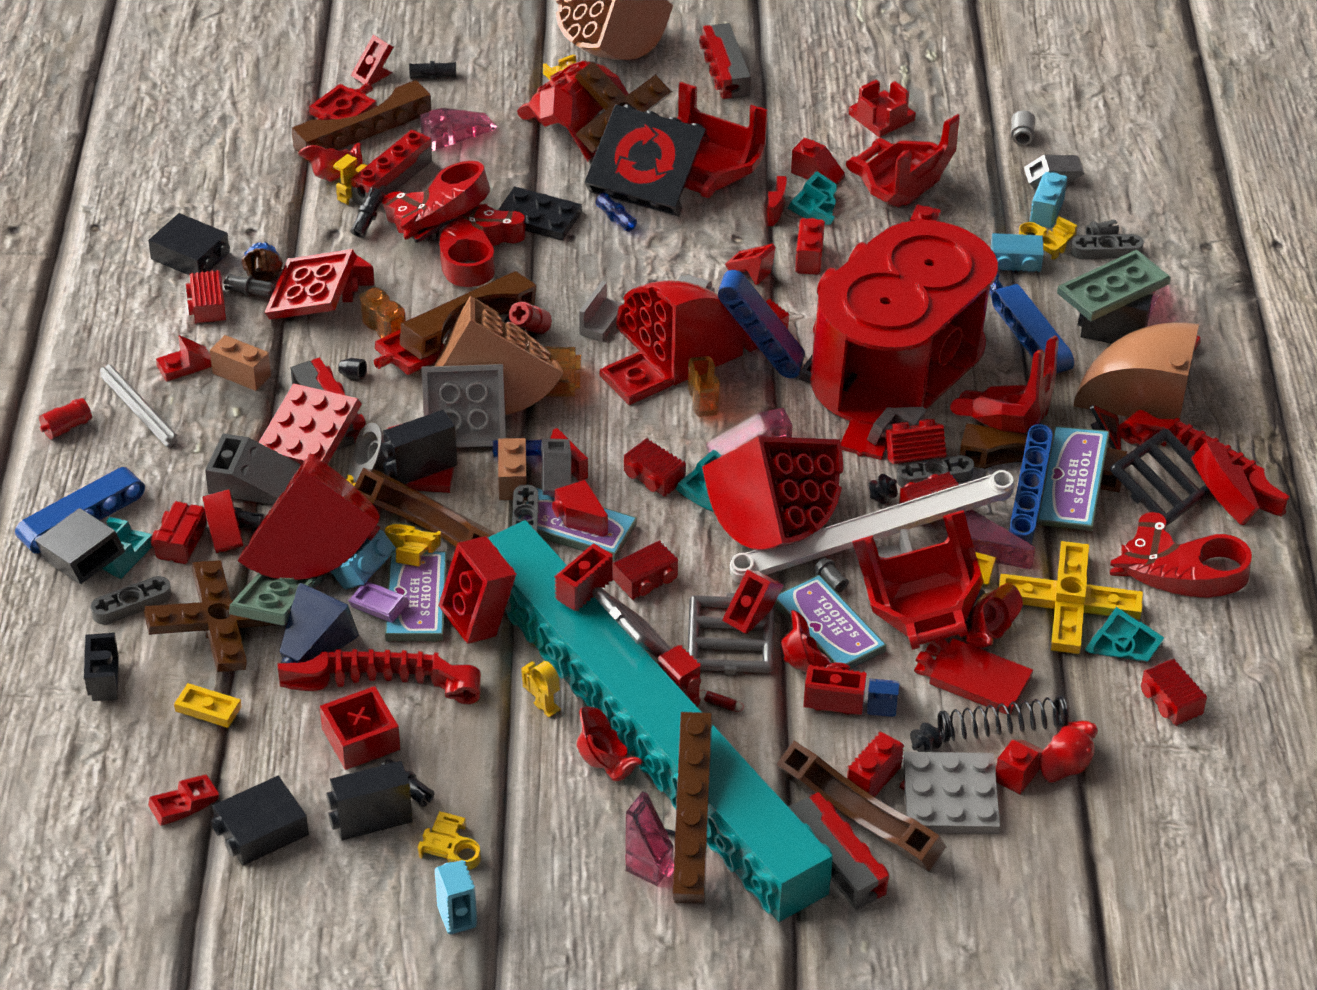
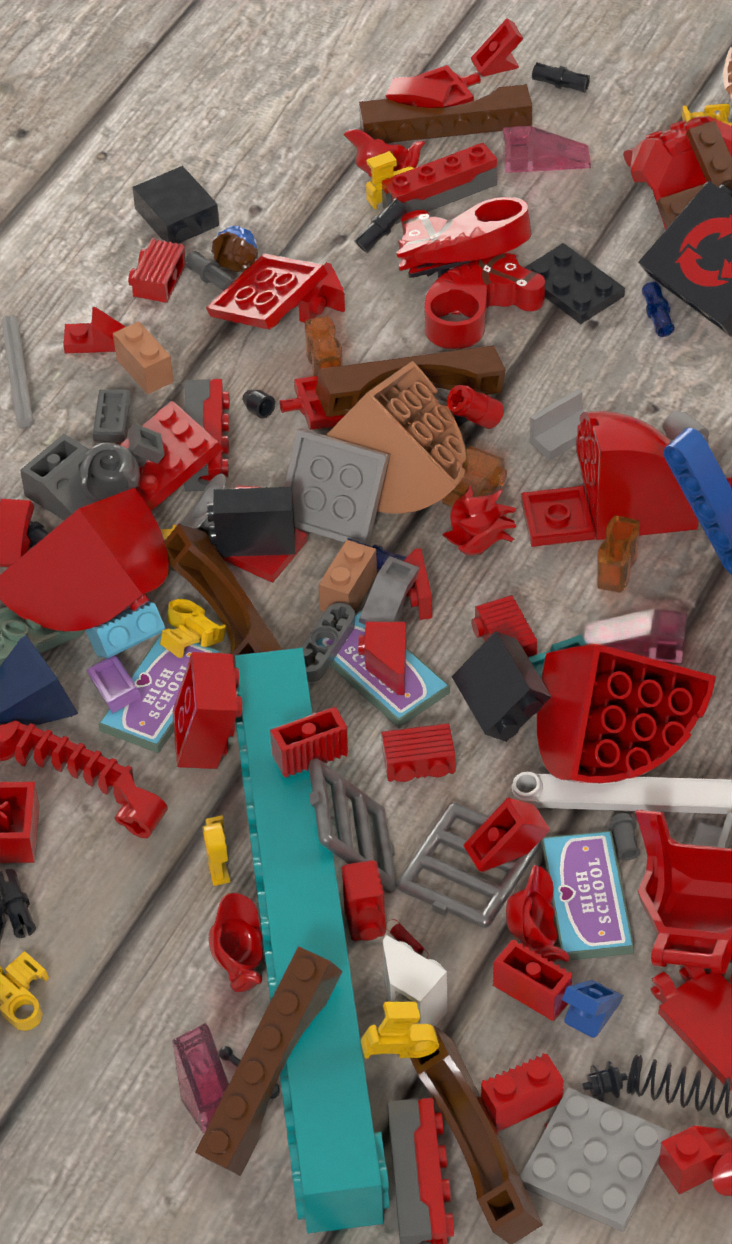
camera: 30 degrees right, 5 degrees up
(241, 413) = (111, 415): none -> dark grey plate
(283, 448) = (108, 471): none -> dark grey piece
(297, 420) = (145, 444): none -> dark grey tile
(341, 105) = (424, 91): none -> red slope
(586, 397) = (479, 522): none -> red hair
(682, 502) = (501, 686): none -> black brick
(752, 725) = (414, 979): none -> white slope
(784, 750) = (400, 1033): none -> yellow piece

